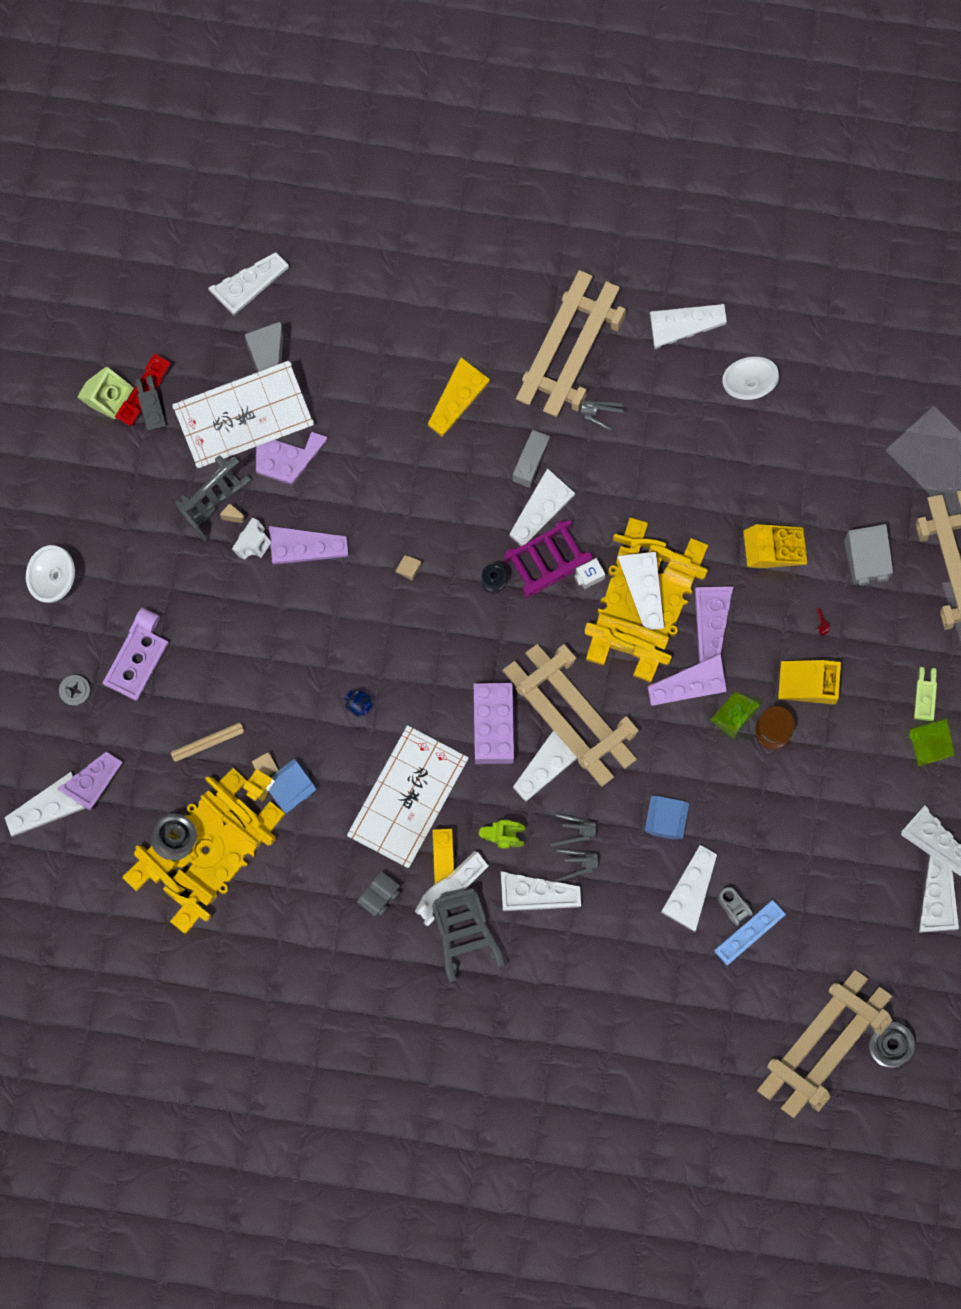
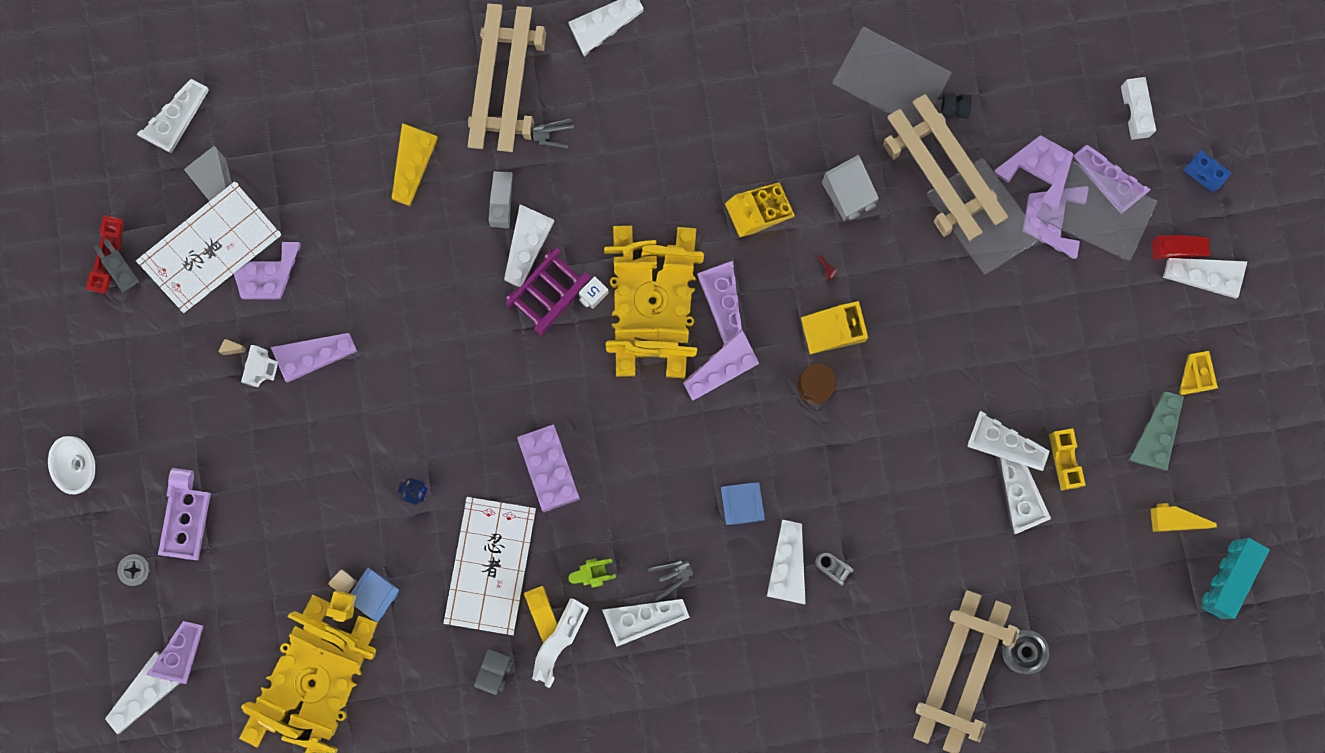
camera: 20 degrees left, 5 degrees up
(105, 392) = (69, 268): yellowish green slope -> none
(173, 848) = (270, 674): flat silver wheel -> none
(204, 511) = (200, 356): dark grey hand -> none
(207, 742) = (279, 577): tan axle -> none
(408, 567) = (418, 343): tan slope -> none
(471, 900) = (563, 677): dark grey hand -> none
(493, 578) = (503, 327): black wheel -> none
(544, 767) = (616, 481): white wing -> none
(585, 828) = (670, 541): dark grey plant -> none
(610, 740) = (665, 447): tan fence -> none
(643, 582) = (649, 289): white wing -> none
(735, 714) = (774, 382): clear neon green slope -> none
(749, 932) = (856, 588): light blue tile -> none
(750, 378) = (684, 55): white dish -> none
(925, 696) = (946, 305): yellowish green hinge -> none
(931, 742) = (967, 348): clear neon green hinge -> none

